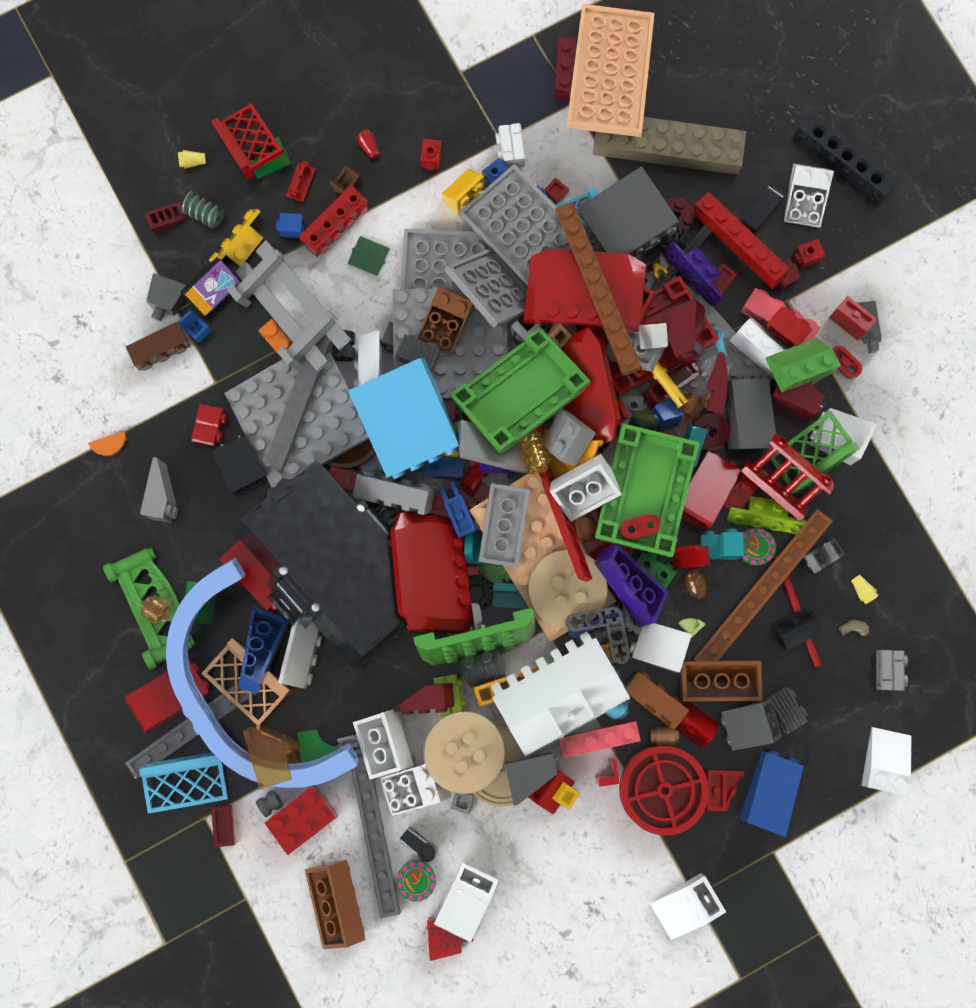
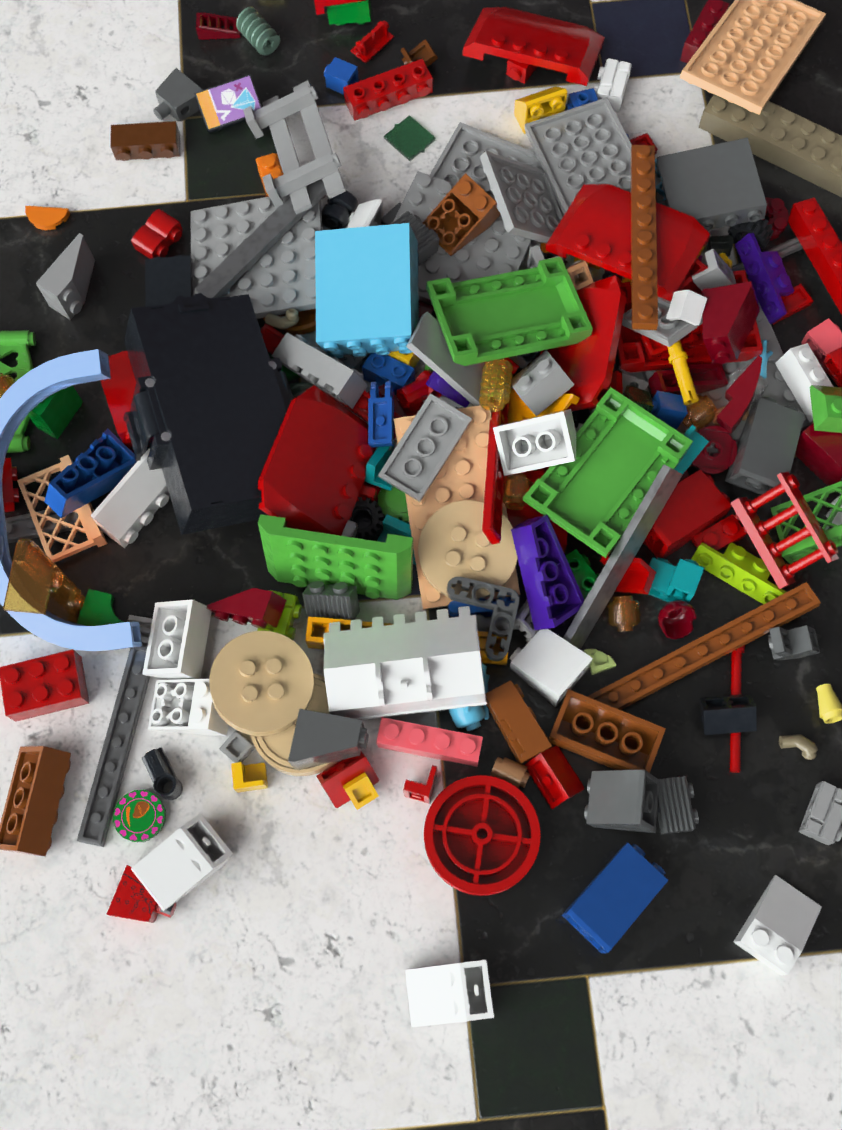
camera: 25 degrees right, 10 degrees down
(194, 326) = (192, 134): blue bracket -> none
(241, 242) = (284, 75): yellow bracket -> none
(269, 803) = (17, 652): dark grey wheel -> none
(346, 463) = (283, 322): none -> dark tan arm
(368, 143) = (460, 30): red cone -> none
(435, 132) = (535, 41): none -> red slope
(482, 819) = (249, 777): none -> yellow panel
(640, 526) = (582, 508): red plate -> none
(666, 295) = (716, 274): none -> light grey panel
(682, 549) = (622, 556): none -> flat silver tile
(721, 788) = (553, 866): red wing -> none
(735, 573) = (676, 619): none -> dark red hair
(758, 546) = (715, 602): tile -> none

